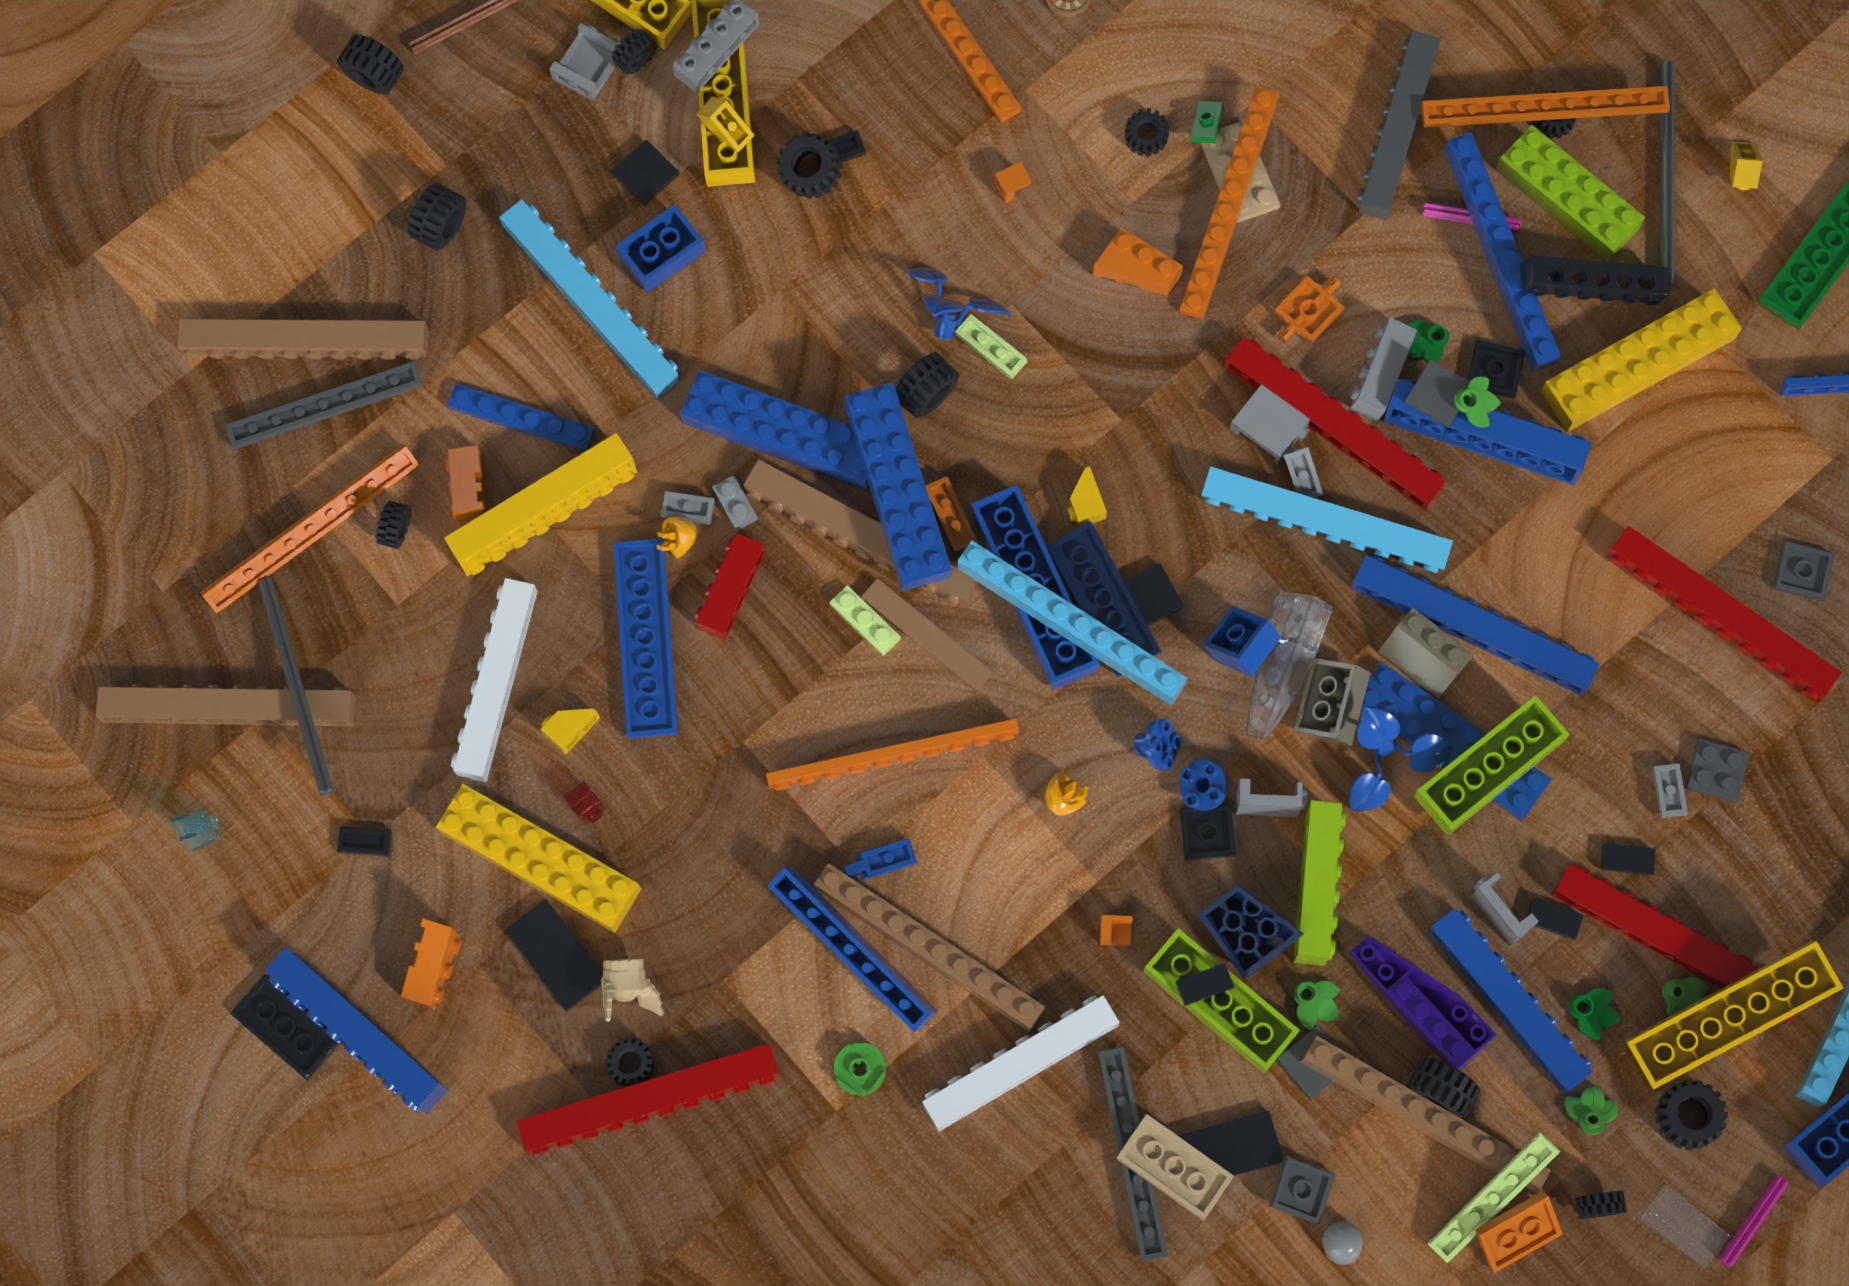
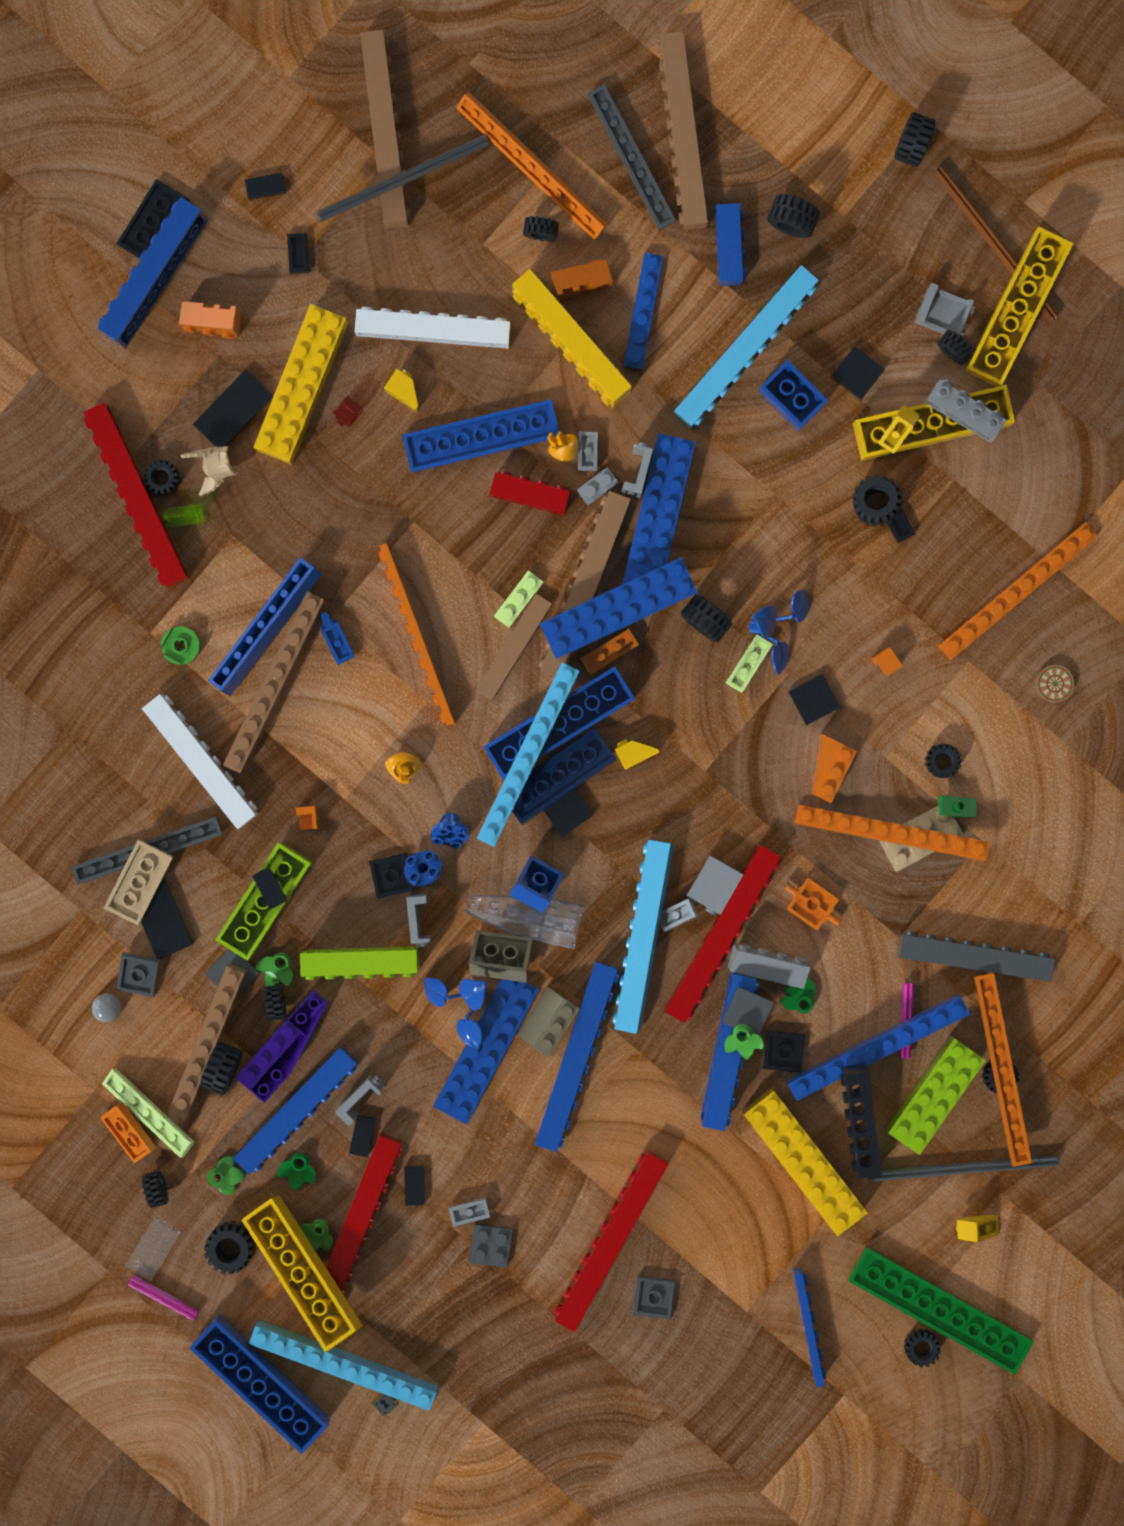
camera: 75 degrees right, 15 degrees up
(196, 829) = (285, 125): clear light blue slope -> none
(268, 871) = (265, 186): none -> black tile
(456, 301) = (729, 244): none -> blue brick
(685, 1039) = (184, 515): none -> clear neon green hinge
(727, 440) = (635, 490): none -> light grey panel
(1048, 275) = (814, 699): none -> black tile
(1248, 930) = (315, 914): dark blue wedge -> none
(1360, 1005) = (275, 1002): none -> black tyre
(1491, 765) = (465, 1080): lime brick -> none

